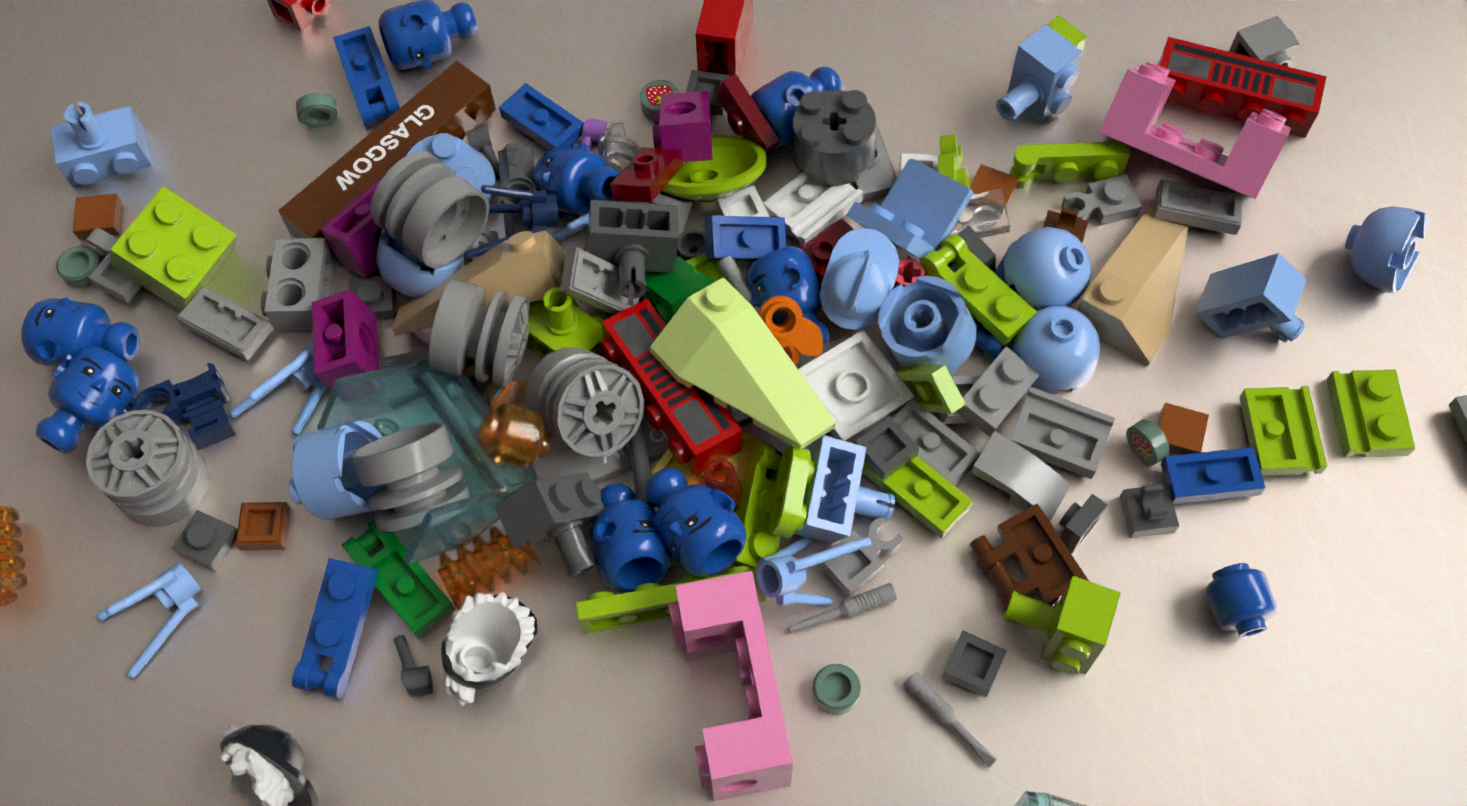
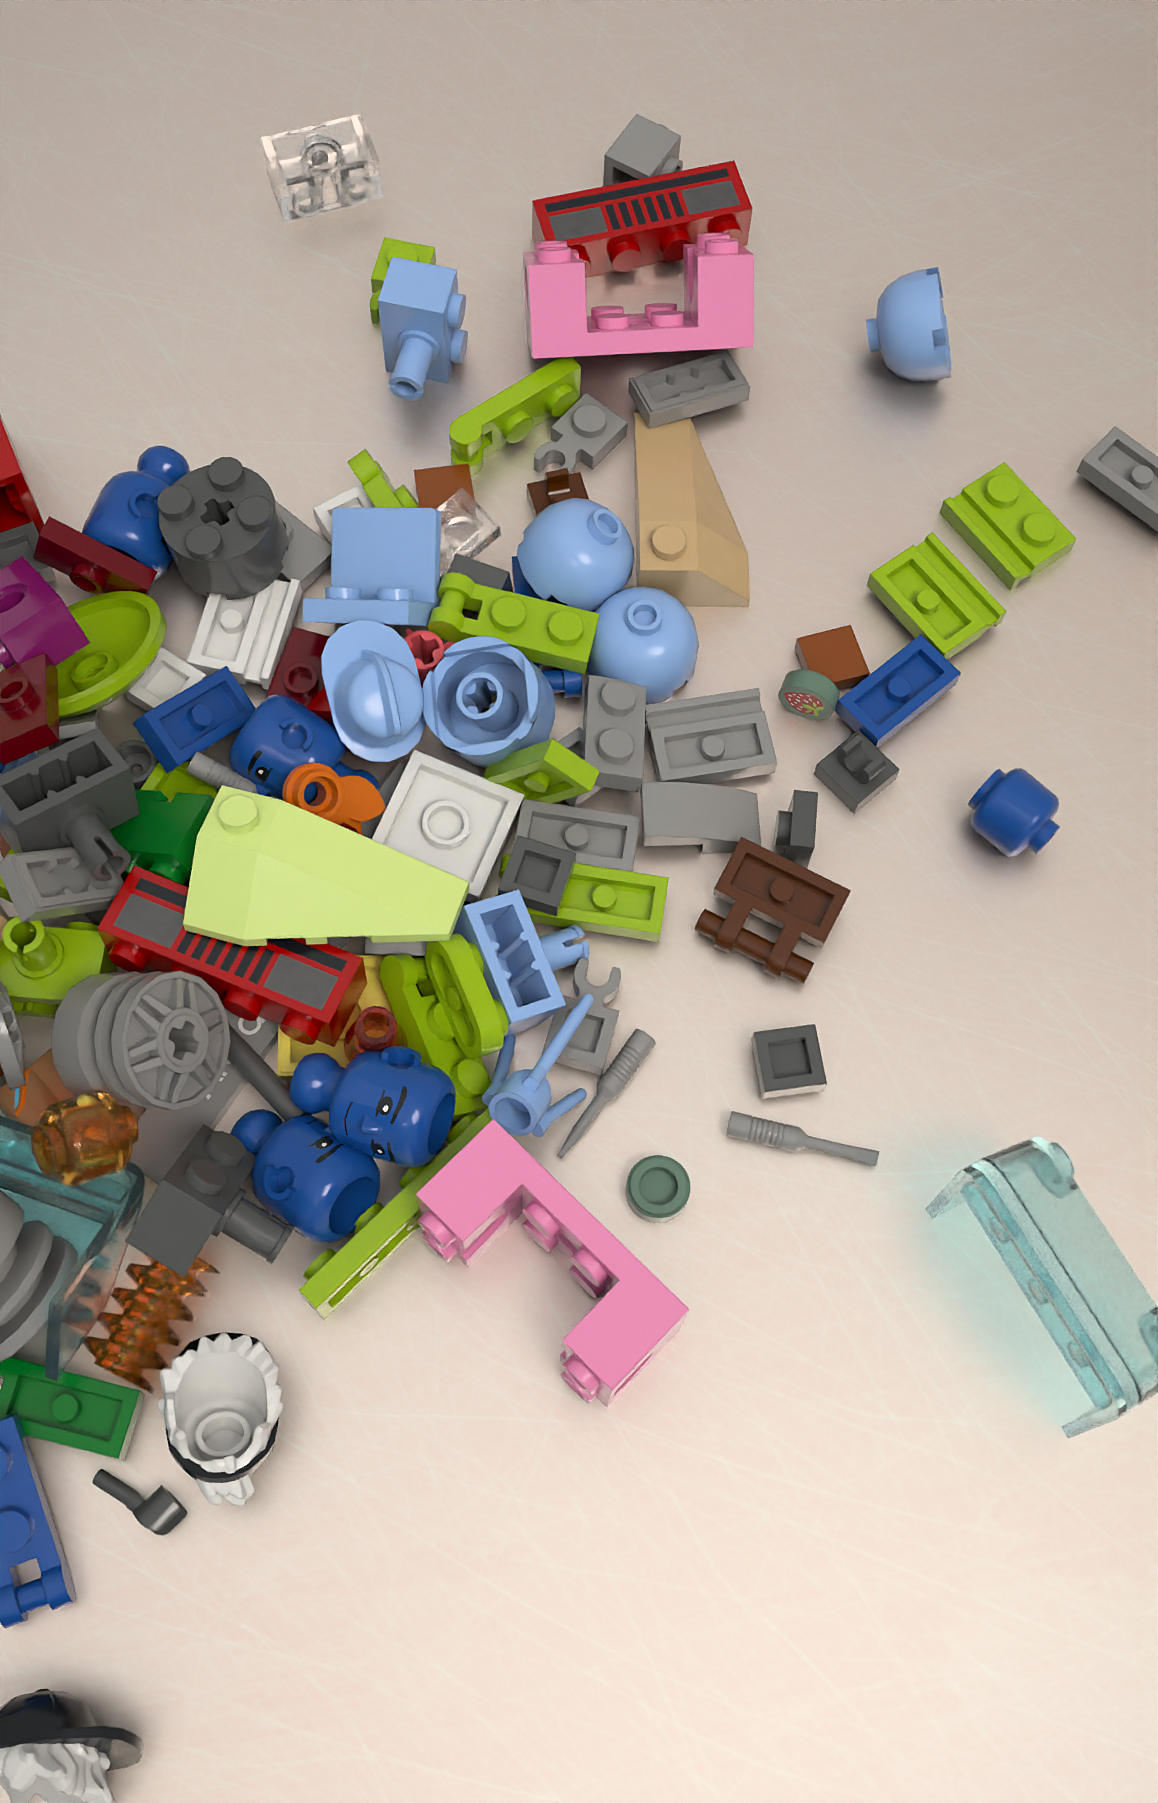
camera: 40 degrees left, 5 degrees up
(1073, 627) = (871, 951): lime brick -> none
(1254, 298) = (819, 464): light blue brick -> none

